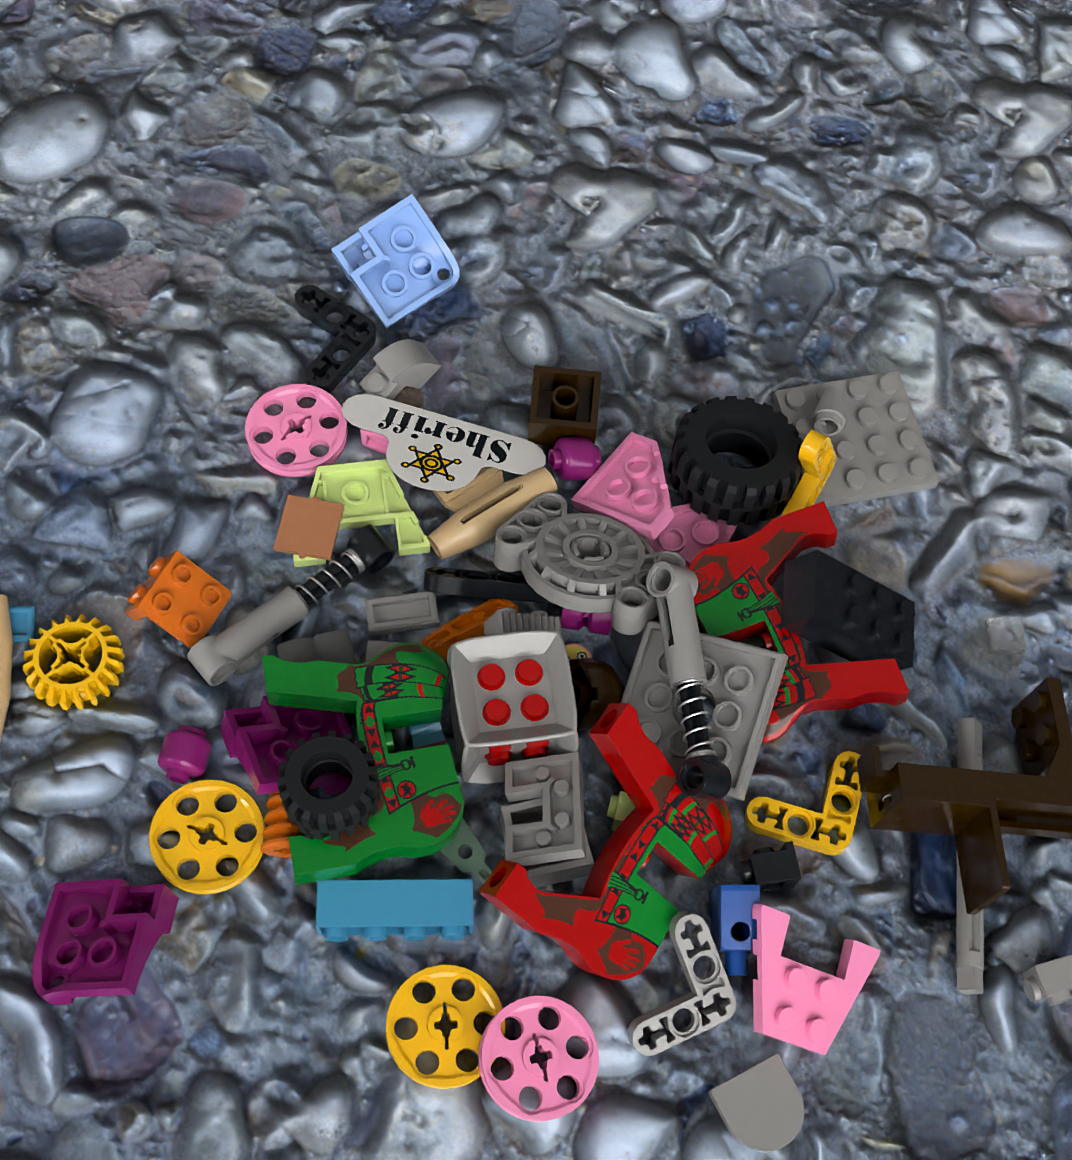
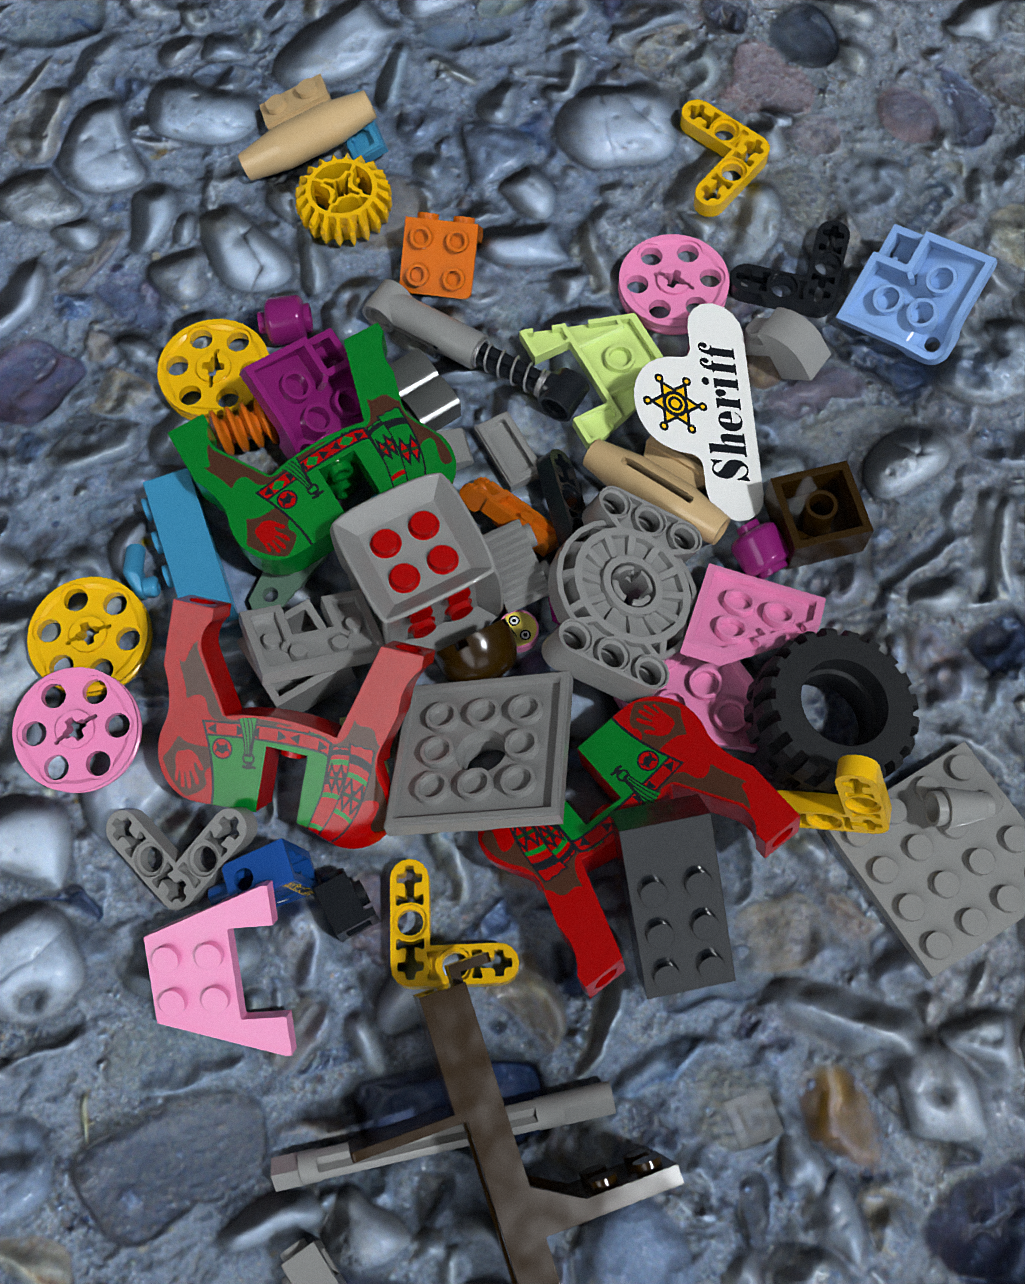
camera: 80 degrees right, 5 degrees up
(99, 938) = (87, 319): magenta slope -> none
(184, 335) = (731, 150): none -> yellow beam
(309, 527) = (560, 329): nougat piece -> none
(325, 756) = (247, 394): black tyre -> none
(396, 966) = (134, 573): none -> dark azure arm
(674, 591) = (596, 674): piece -> none
(761, 1106) = (88, 970): light grey tile -> none

